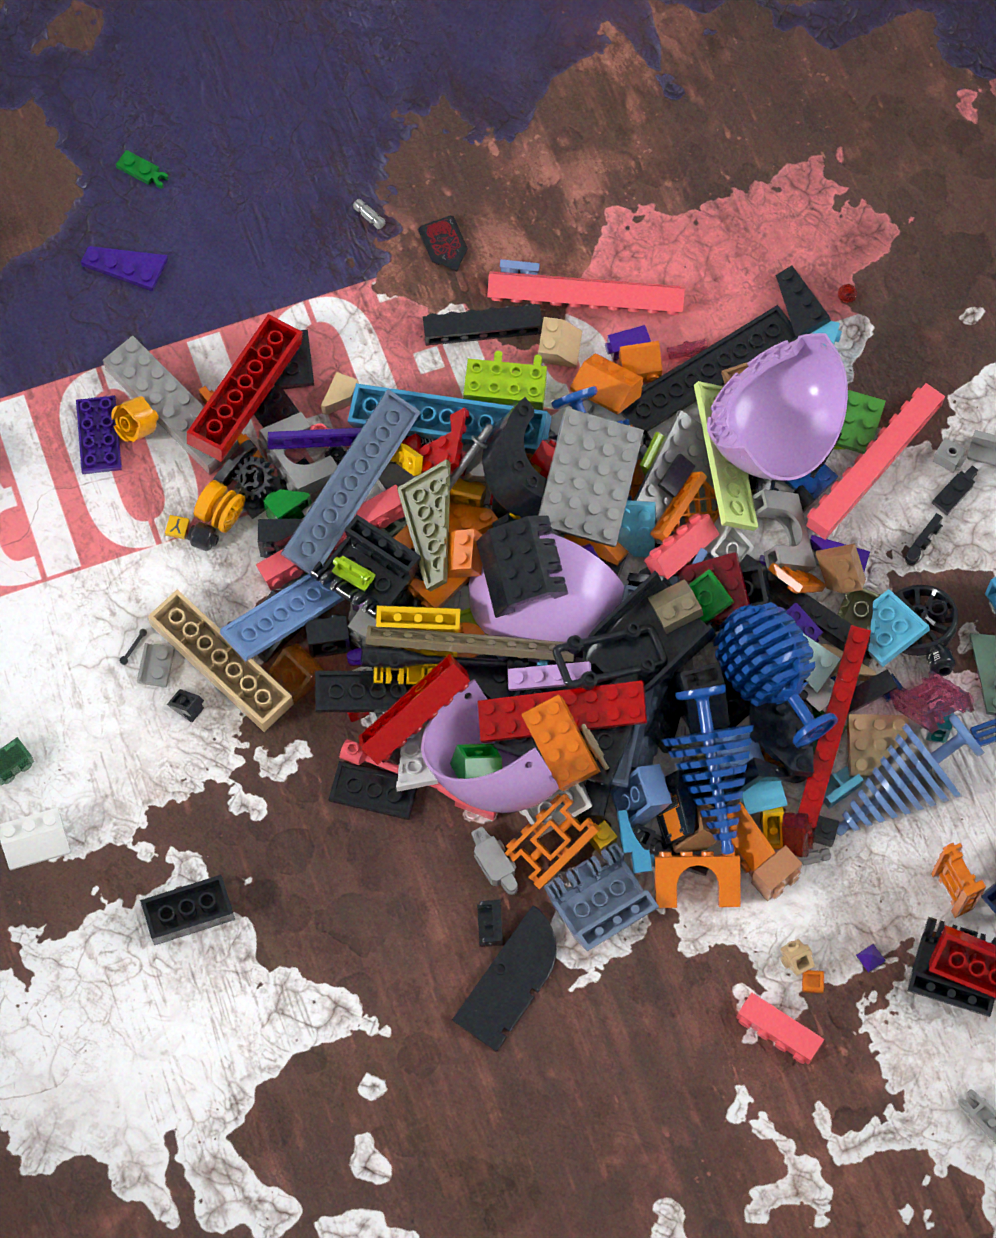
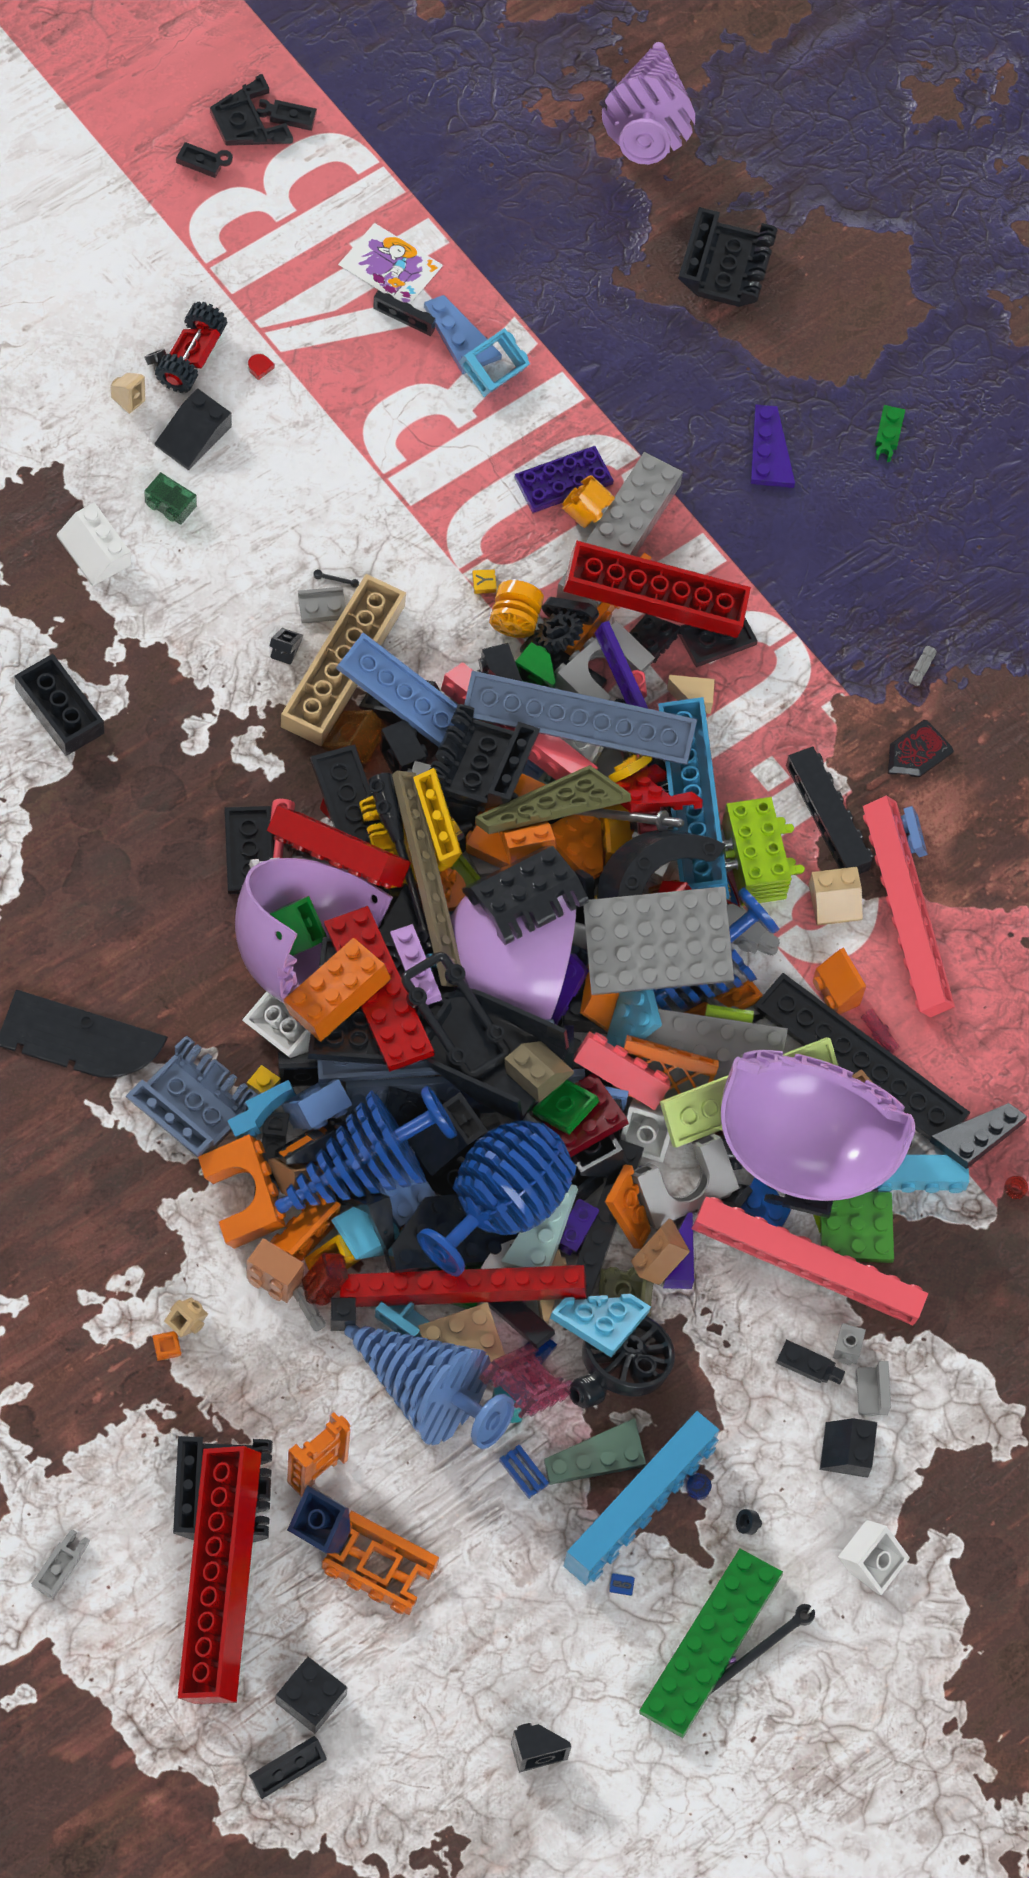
camera: 65 degrees right, 5 degrees down
(203, 536) = (479, 606): black head -> none
(353, 573) = (474, 745): lime hinge -> none
(490, 923) = (134, 1002): black hinge -> none
(493, 861) = (203, 985): light grey hinge -> none
(563, 851) = (234, 1047): orange fence -> none
(593, 746) = (345, 1026): dark tan hand -> none
(615, 384) = (798, 952): orange slope -> none
(624, 338) = (867, 966): dark purple brick -> none
(676, 475) = (707, 1044): black tile -> none
(779, 1028) = (100, 1320): coral brick -> none
(870, 958) = (212, 1400): dark purple slope -> none
(923, 539) = (733, 1339): black hinge -> none

